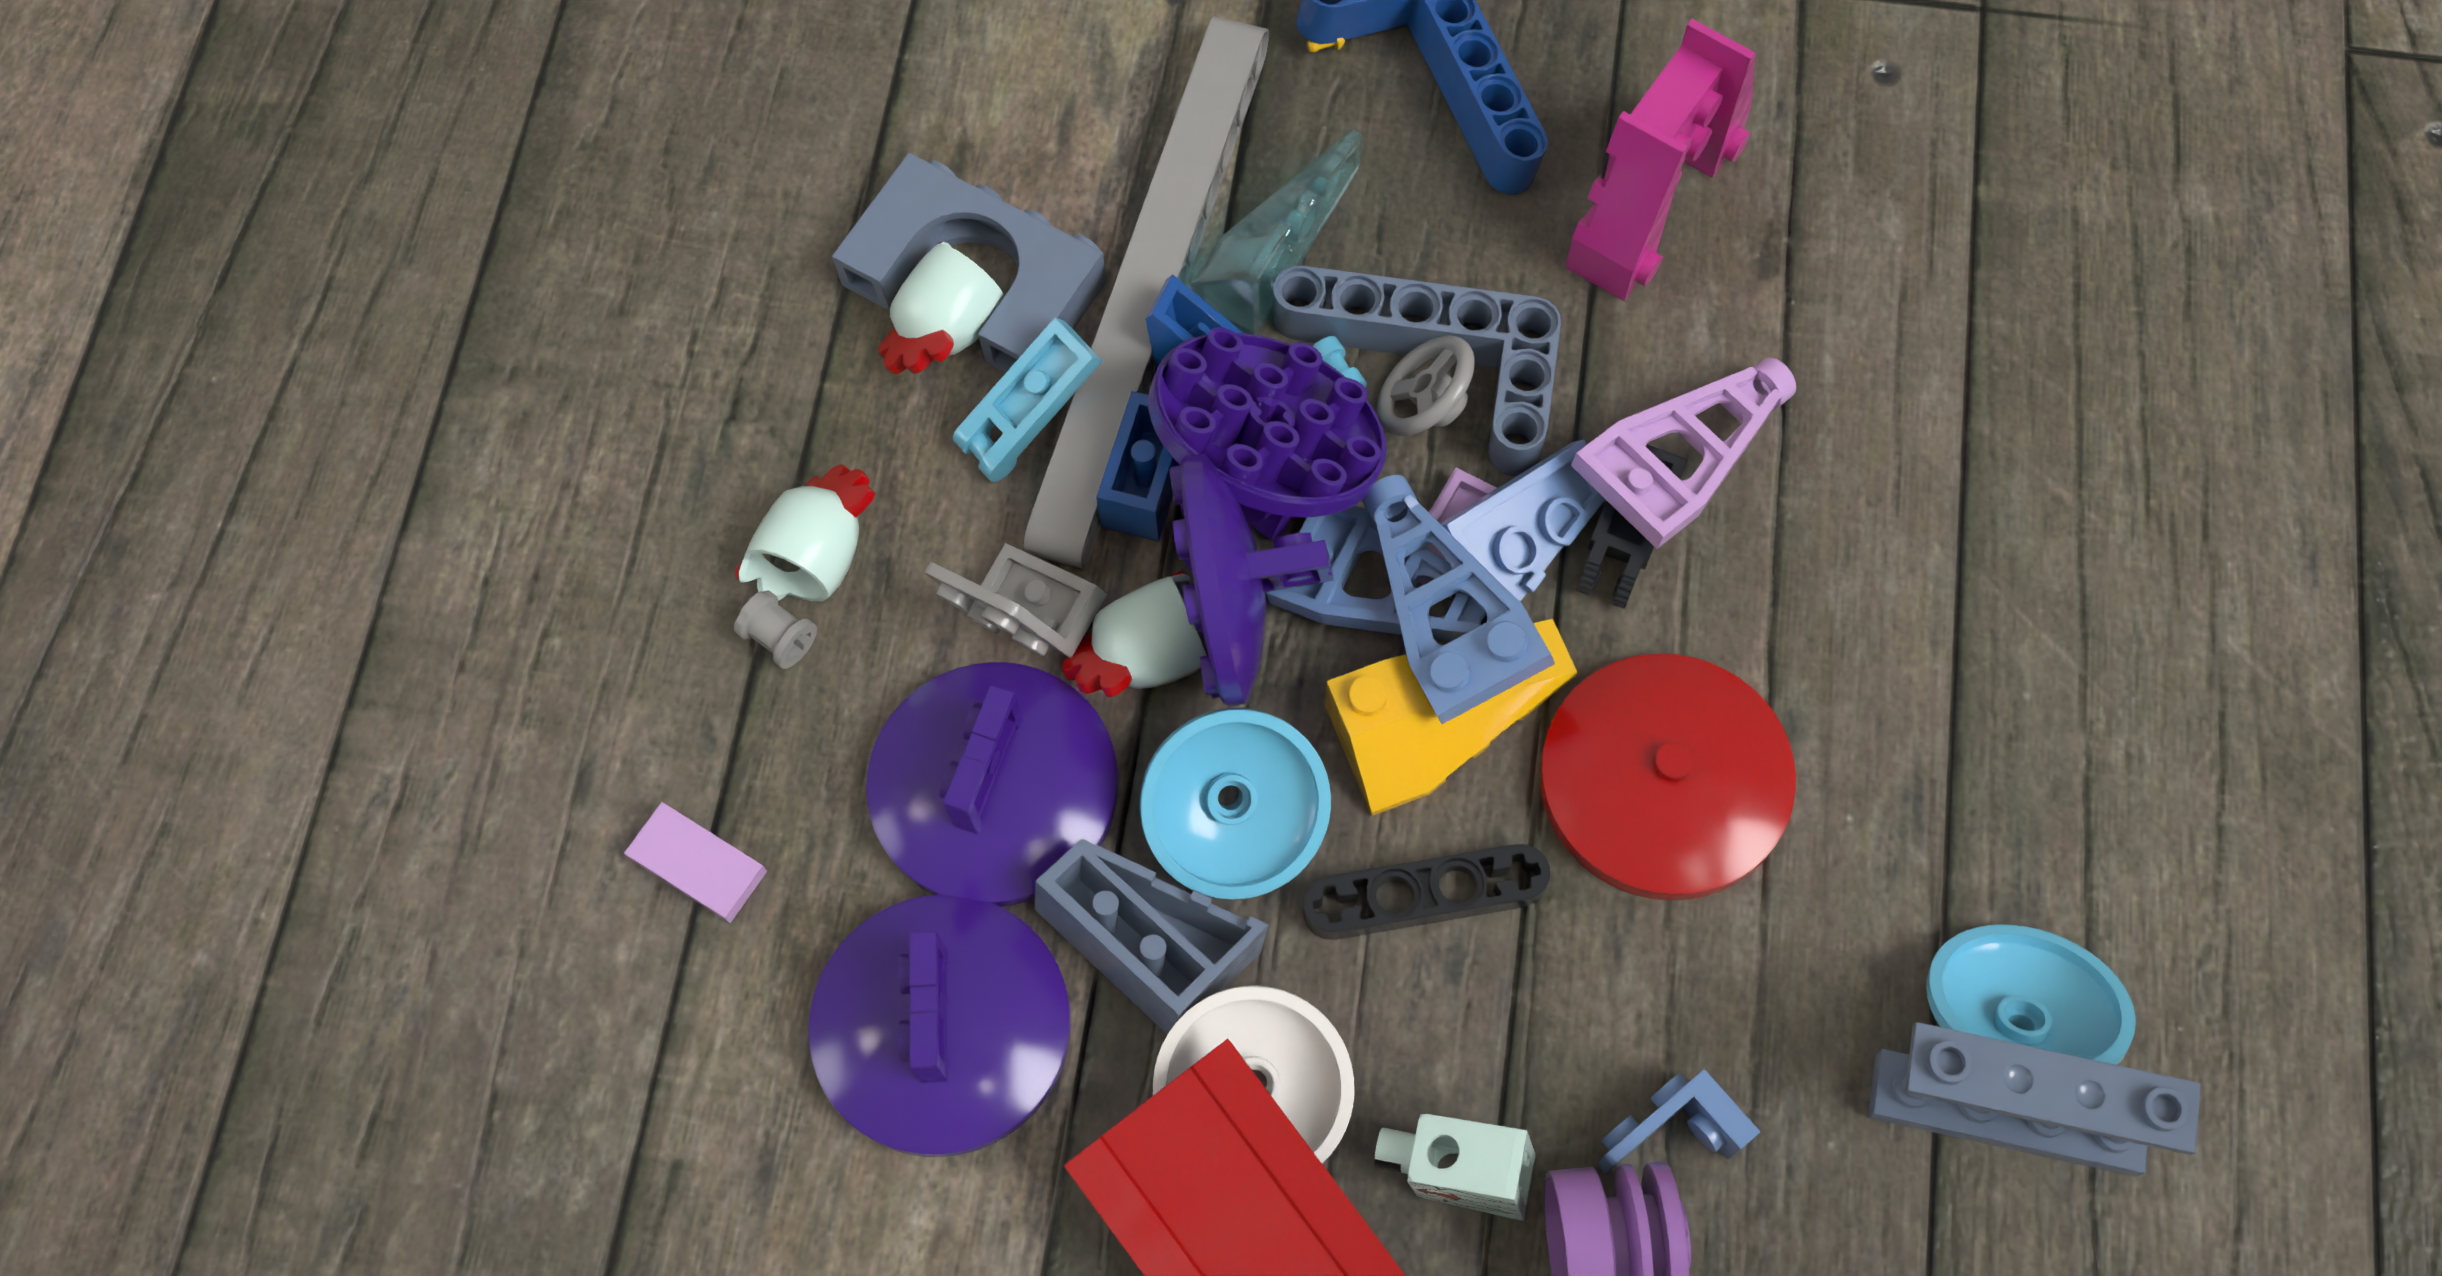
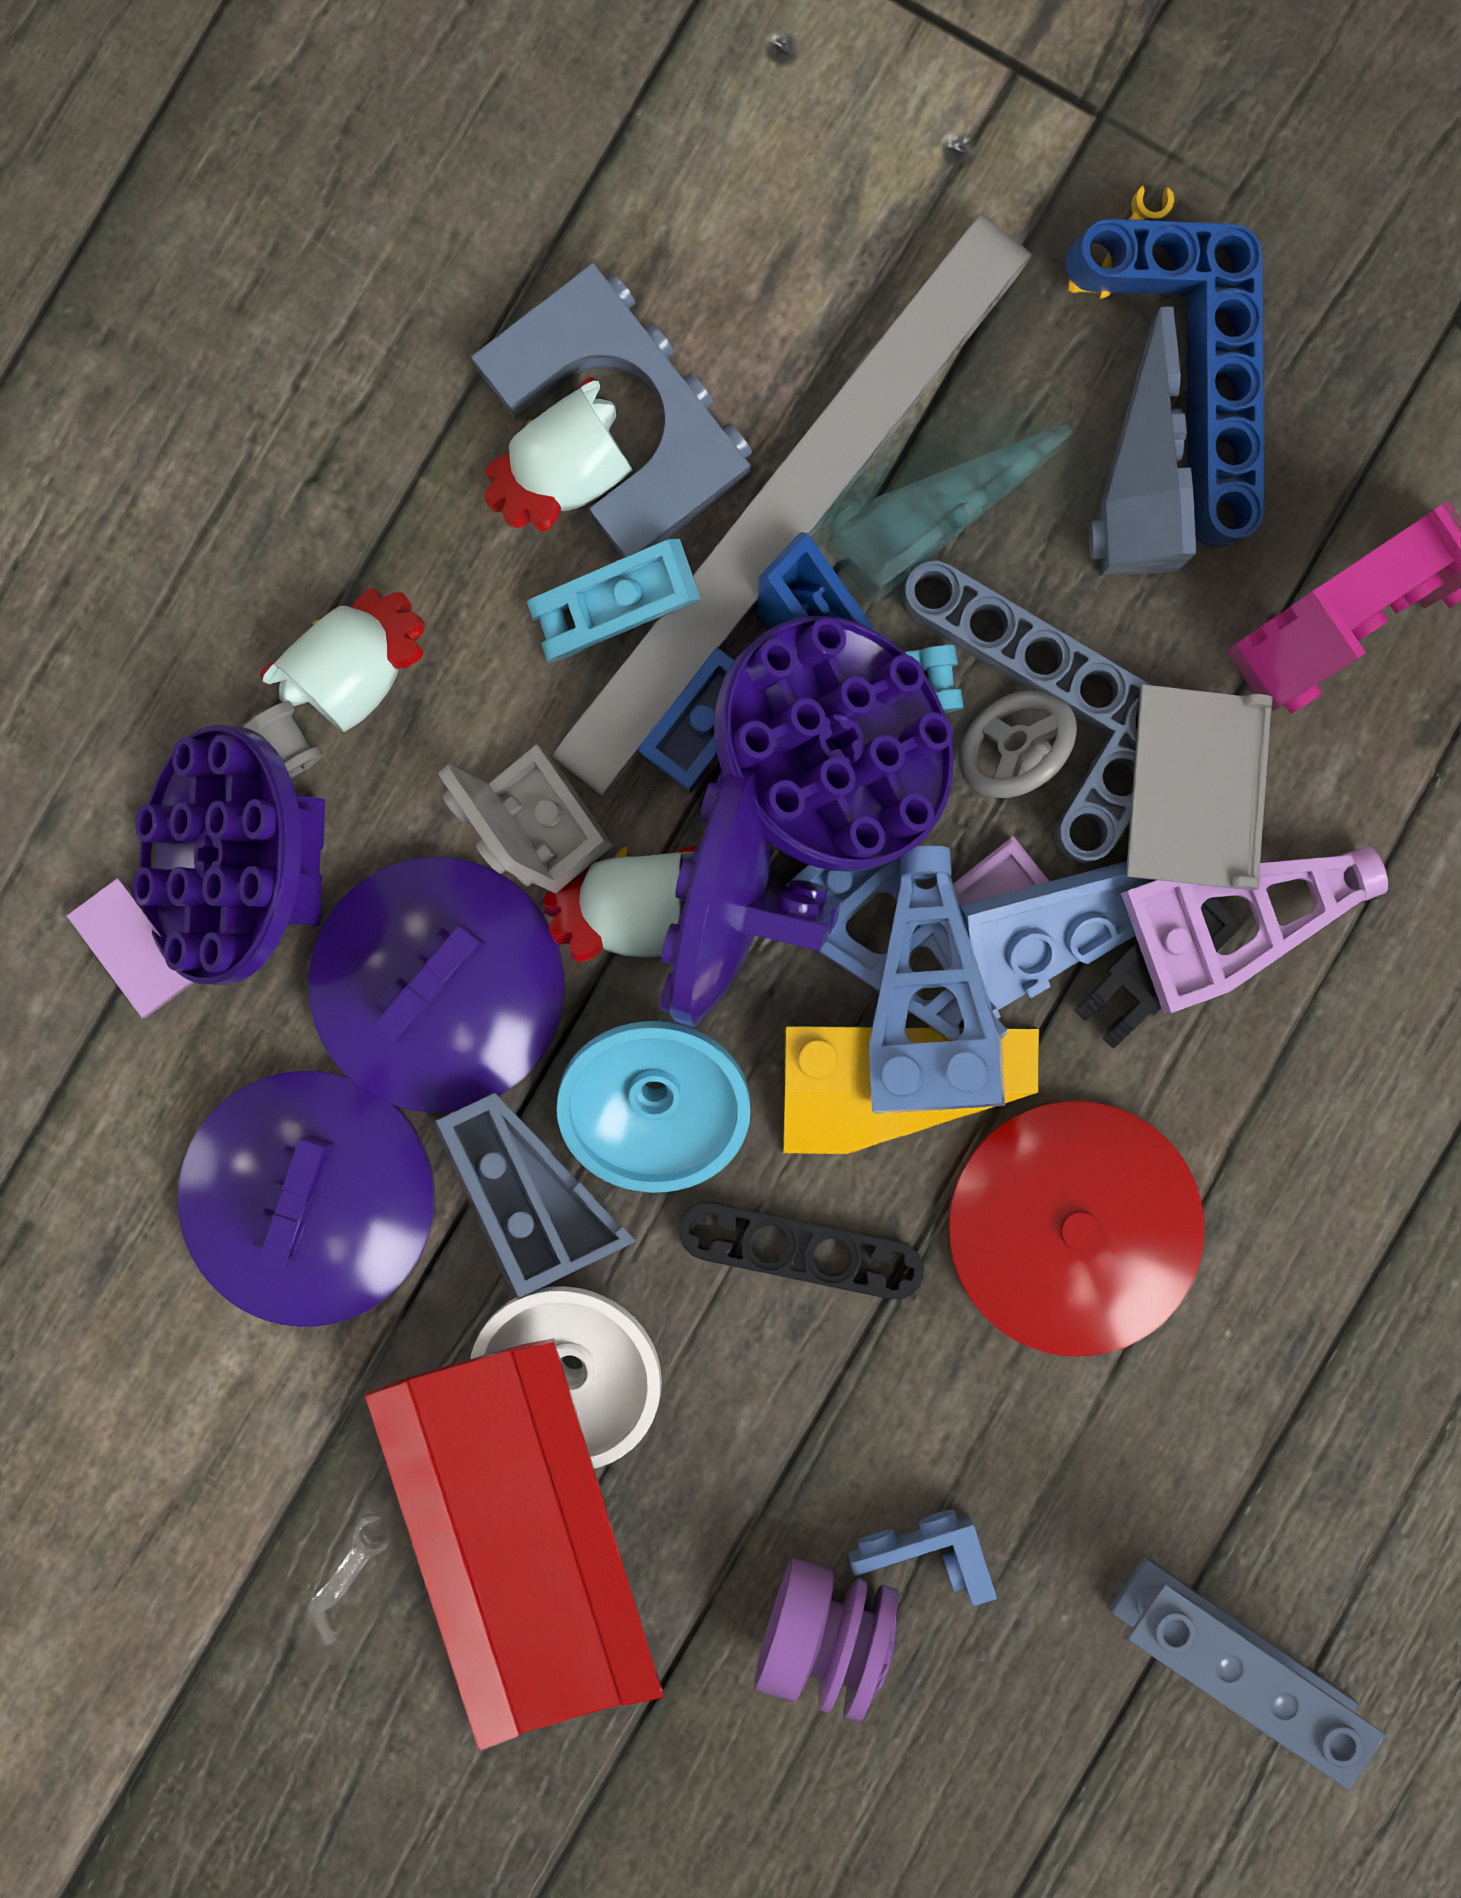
camera: 20 degrees right, 20 degrees up
(755, 727) = (229, 855): none -> dark purple bracket
(1446, 150) = (1148, 500): none -> sand blue wedge
(1489, 1173) = (748, 1525): light aqua torso -> none
(1598, 355) = (1199, 787): none -> light grey piece
(2031, 992) = (1317, 1560): medium azure dish -> none

